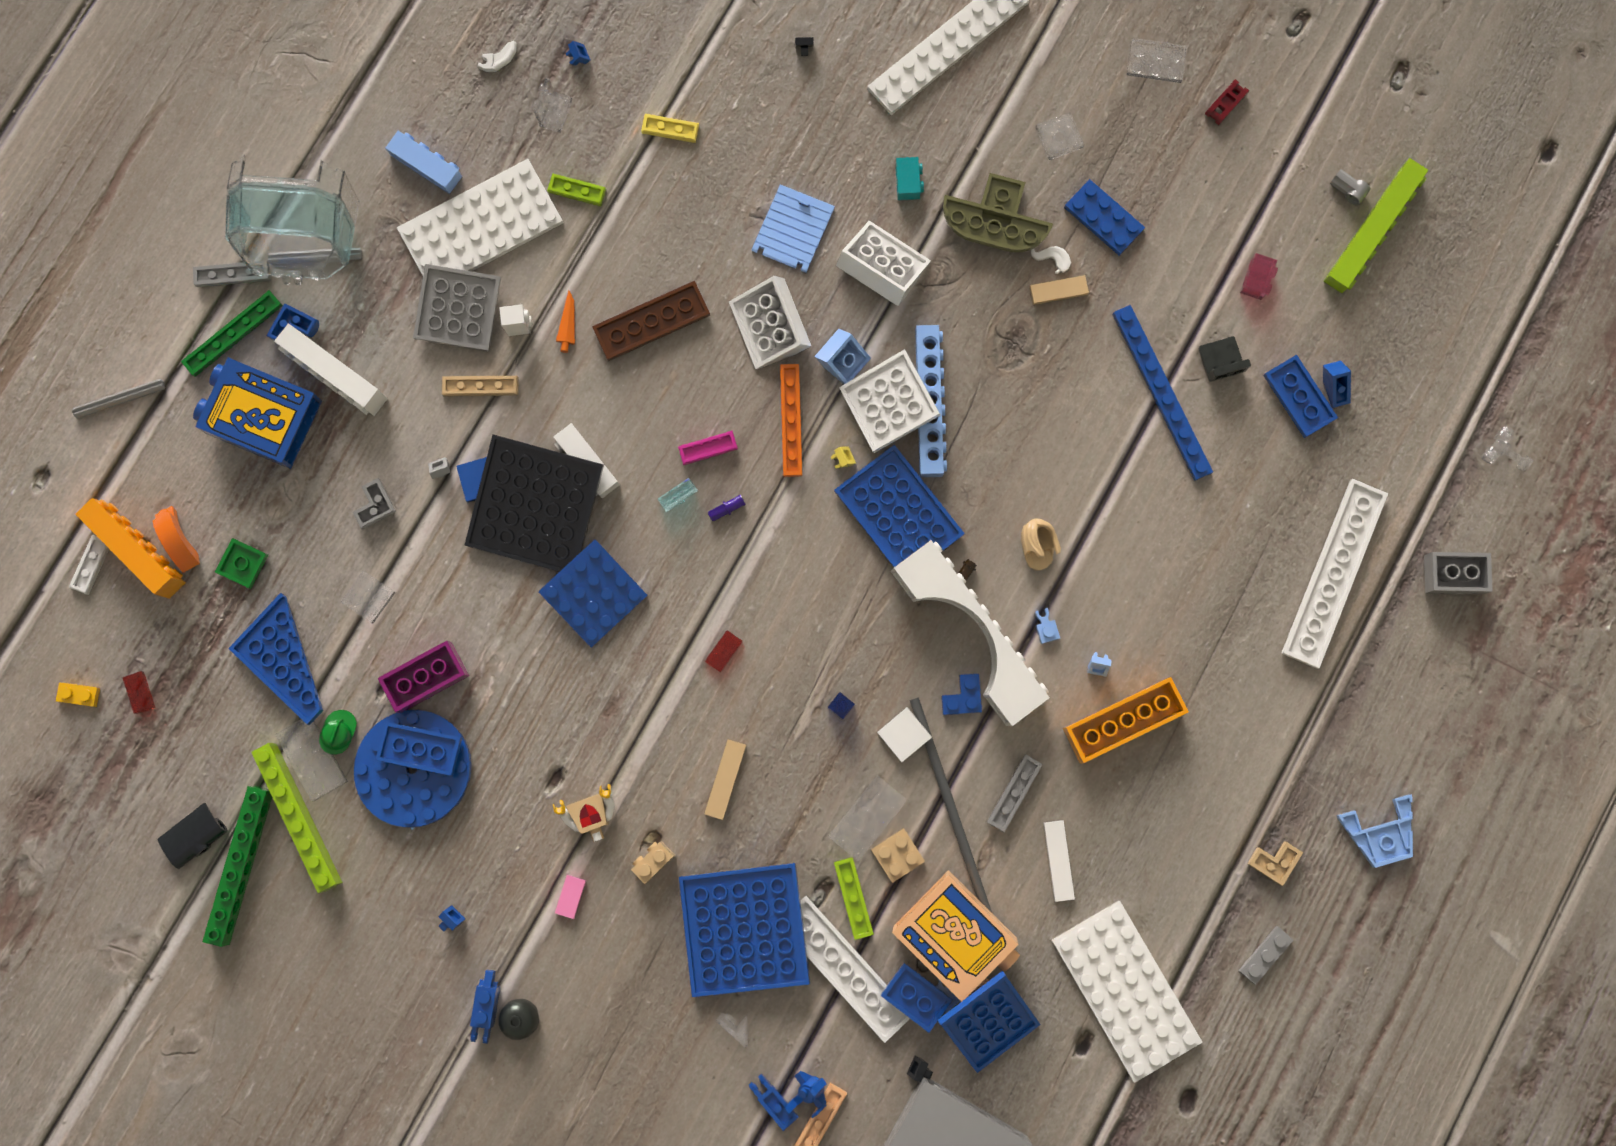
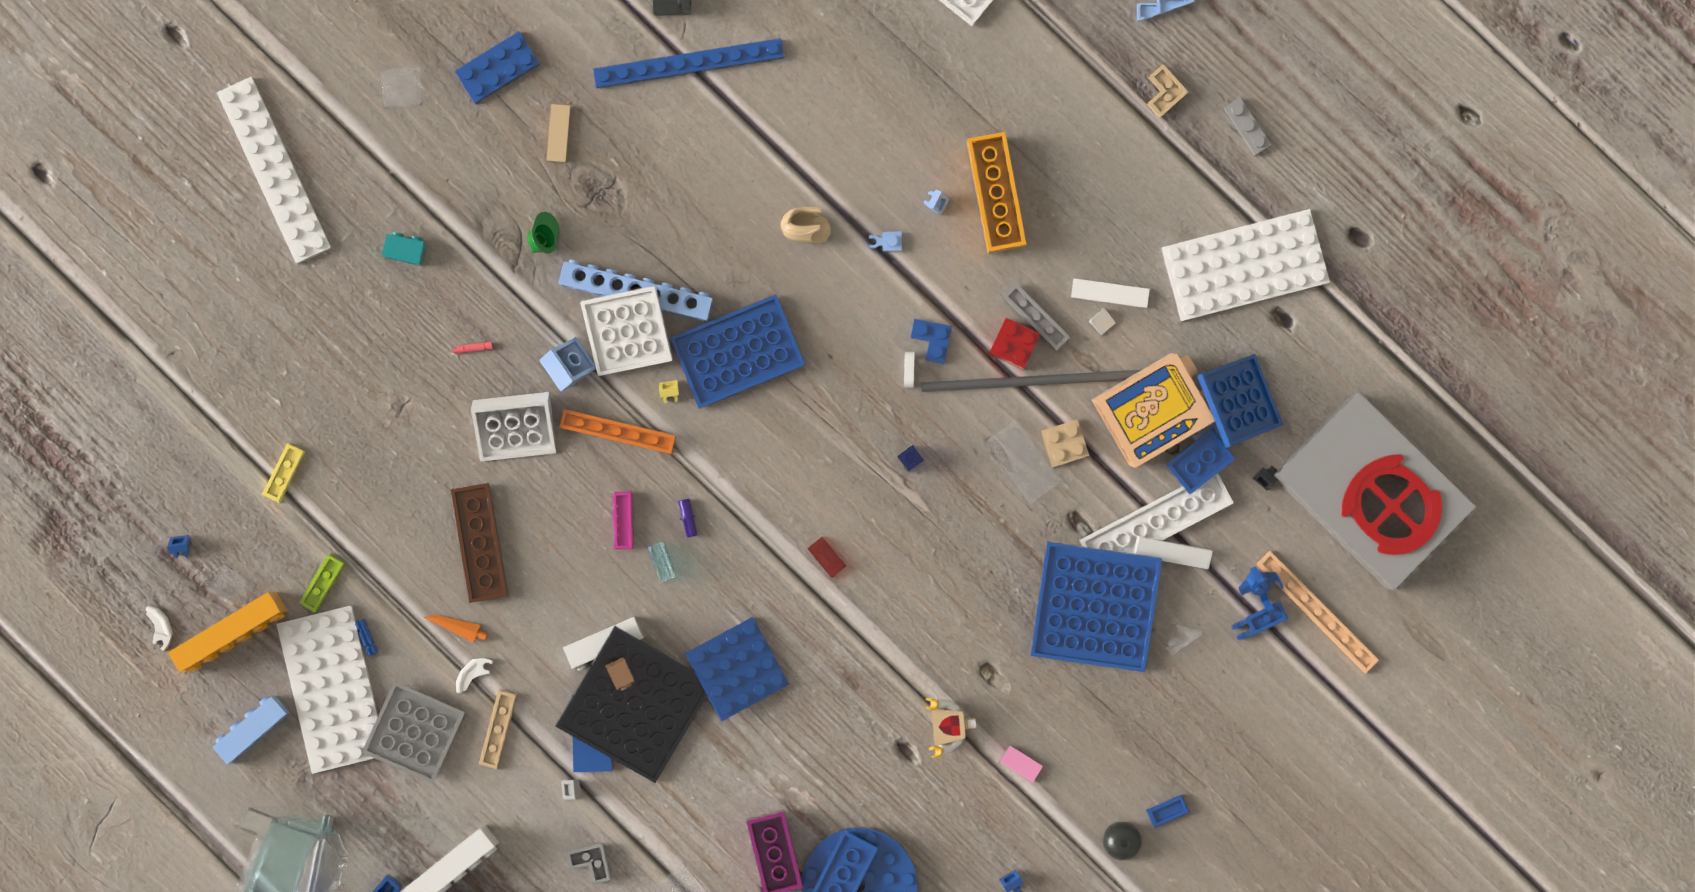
camera: 70 degrees left, 5 degrees up
(485, 1006) = (1102, 869): blue hinge -> none
(508, 116) = (228, 631): none -> light orange brick
(515, 320) = (443, 676): white brick -> none
(529, 347) = (470, 671): none -> white piece
(536, 242) = (366, 637): none -> blue axle
(557, 481) = (620, 674): none -> medium nougat brick
(560, 1057) = (1167, 811): none -> blue tile
(653, 862) = (1010, 677): tan brick -> none
(725, 779) = (950, 587): tan tile -> none
(791, 229) = (424, 377): light blue door -> none
(804, 43) = (234, 315): black tile -> none
(819, 995) = (1174, 552): none -> white tile
(832, 262) = (472, 347): none -> coral wheel
(853, 898) = (1093, 496): lime plate -> none
(882, 263) = (483, 298): white slope -> none
(904, 734) = (953, 405): white tile -> none
(927, 681) = (909, 369): none -> white beam
(960, 300) = (543, 233): none -> green piece
(967, 569) = (812, 303): dark brown pin -> none
(982, 778) = (1014, 343): none -> red brick
(996, 218) = (471, 175): olive plate -> none
(1011, 685) = (934, 290): white arch -> none
(1028, 860) = (1102, 321): none -> white slope
(1059, 255) = (524, 122): white piece -> none

